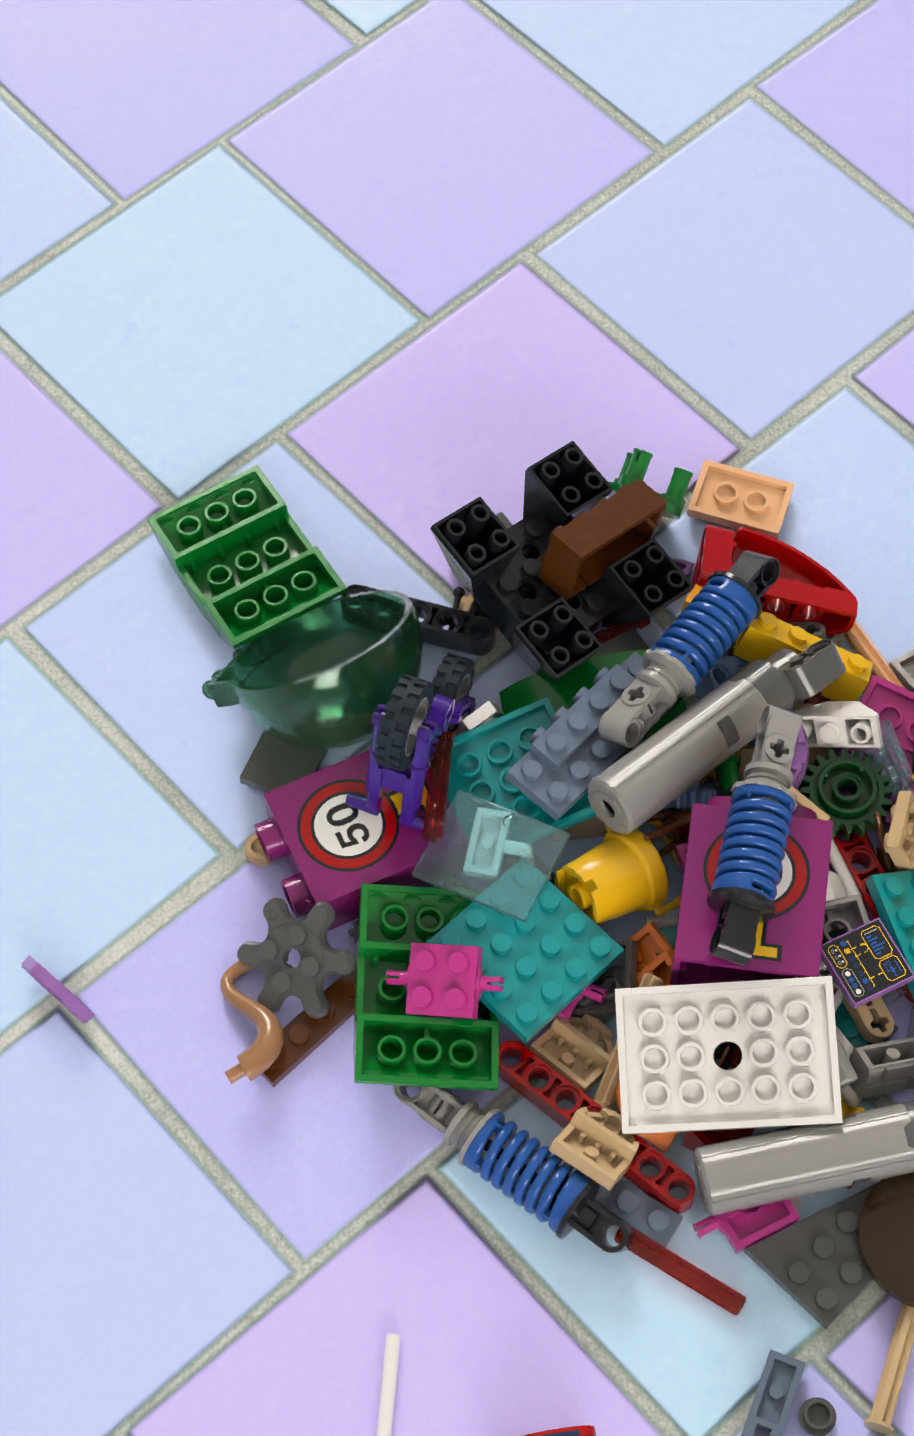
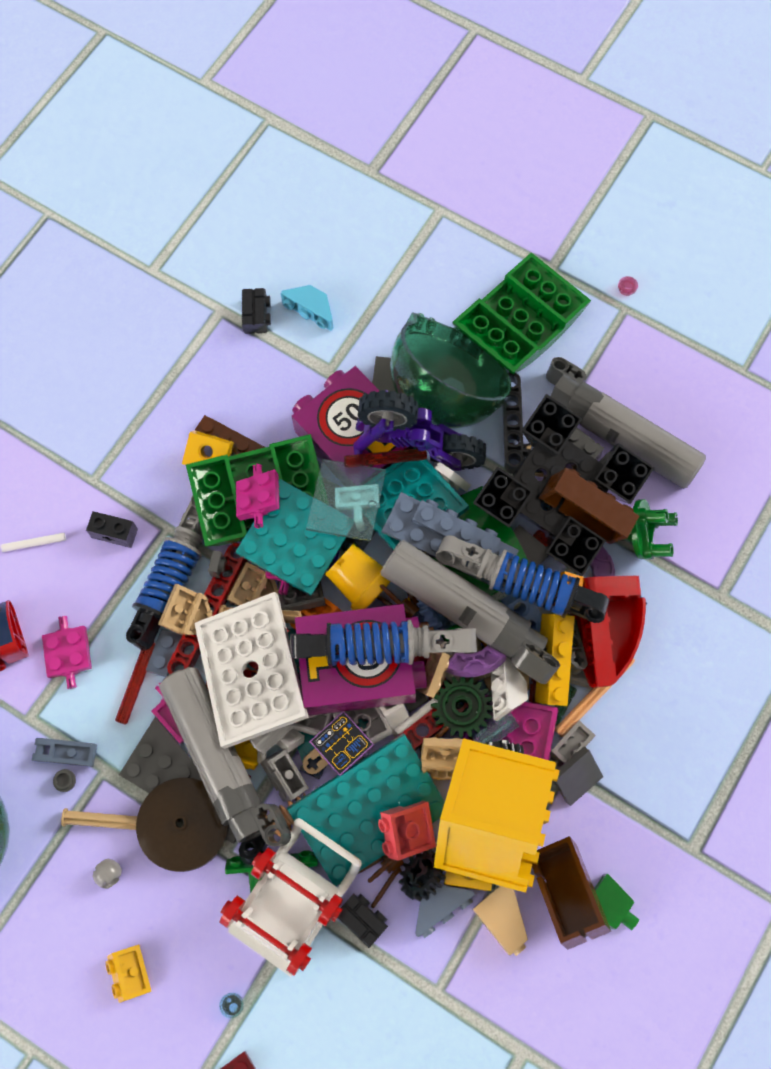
camera: 75 degrees right, 10 degrees up
(57, 989) = (219, 305): medium lavender tile -> none
(90, 936) = (254, 311): none -> black brick
(113, 850) = (309, 304): none -> medium azure slope
(245, 417) = (627, 285): none -> clear pink plate
(269, 1030) = (216, 418): medium nougat animal -> none
(304, 1072) = (196, 443): none -> yellow brick
(316, 955) = (262, 427): dark grey plate -> none
(410, 1247) = (112, 529): none -> black brick
(486, 471) = (621, 425): none -> light grey piece
(530, 1081) = (217, 564): none -> dark grey plate
(600, 1370) = (66, 652): none -> dark pink plate
(740, 499) = (674, 597): light nougat plate -> none

